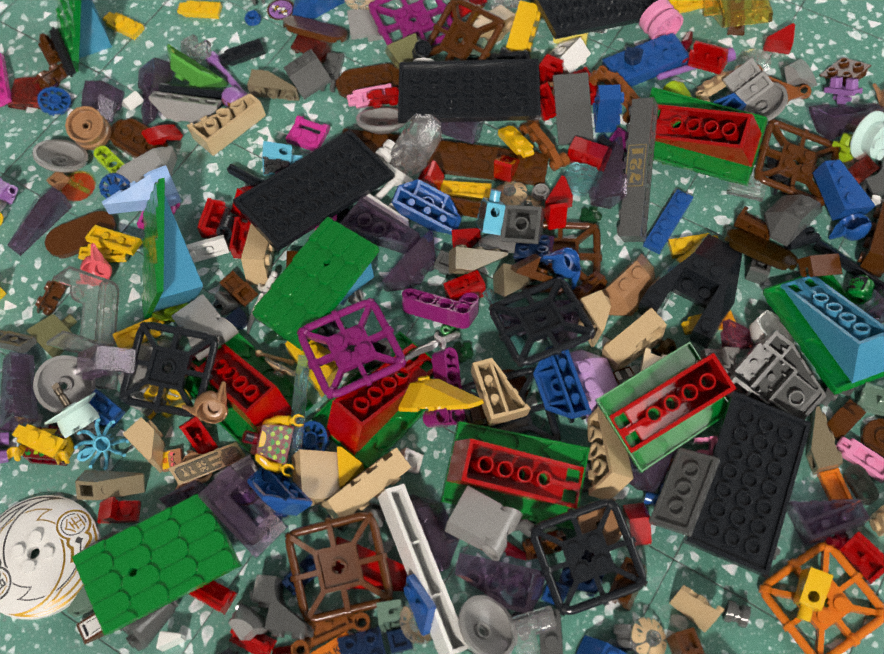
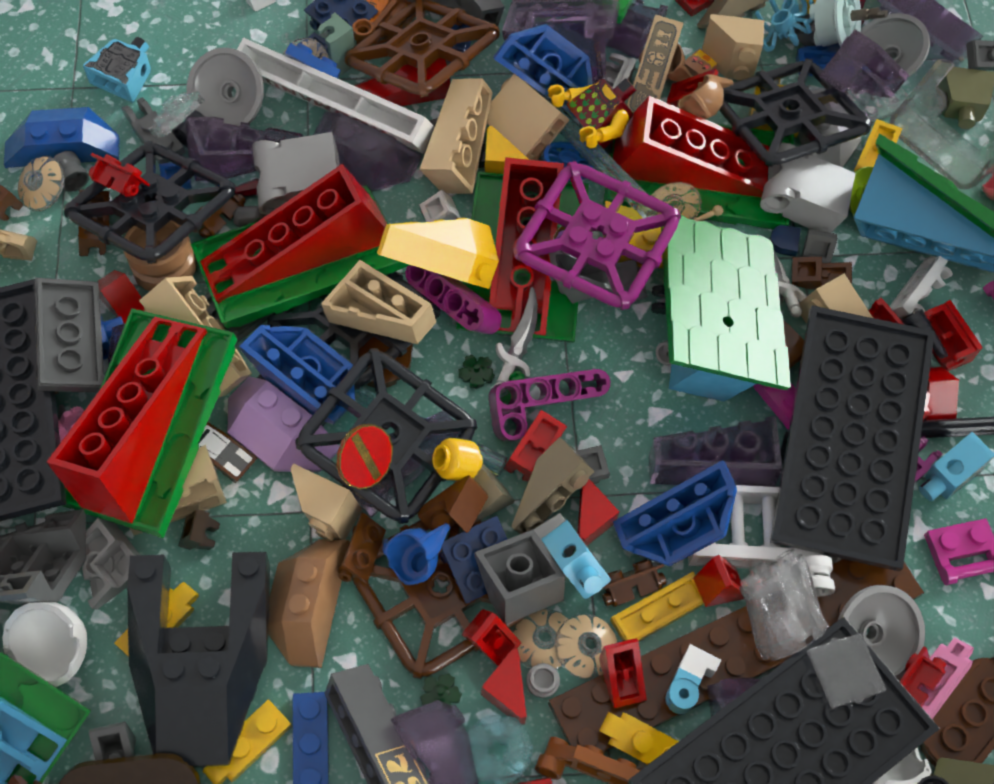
camera: 135 degrees right, 0 degrees up
(413, 266) = (629, 441): clear purple wedge -> none
(417, 99) = (846, 670): none -> clear piece
(479, 148) = (683, 689): none -> leg
(516, 283) = (457, 459): none -> yellow head
(565, 301) = (364, 456): none -> red piece
(603, 590) = (126, 178): none -> red hinge
(632, 341) = (249, 509): tan wedge -> none
(735, 335) = (104, 614): clear pink slope -> none

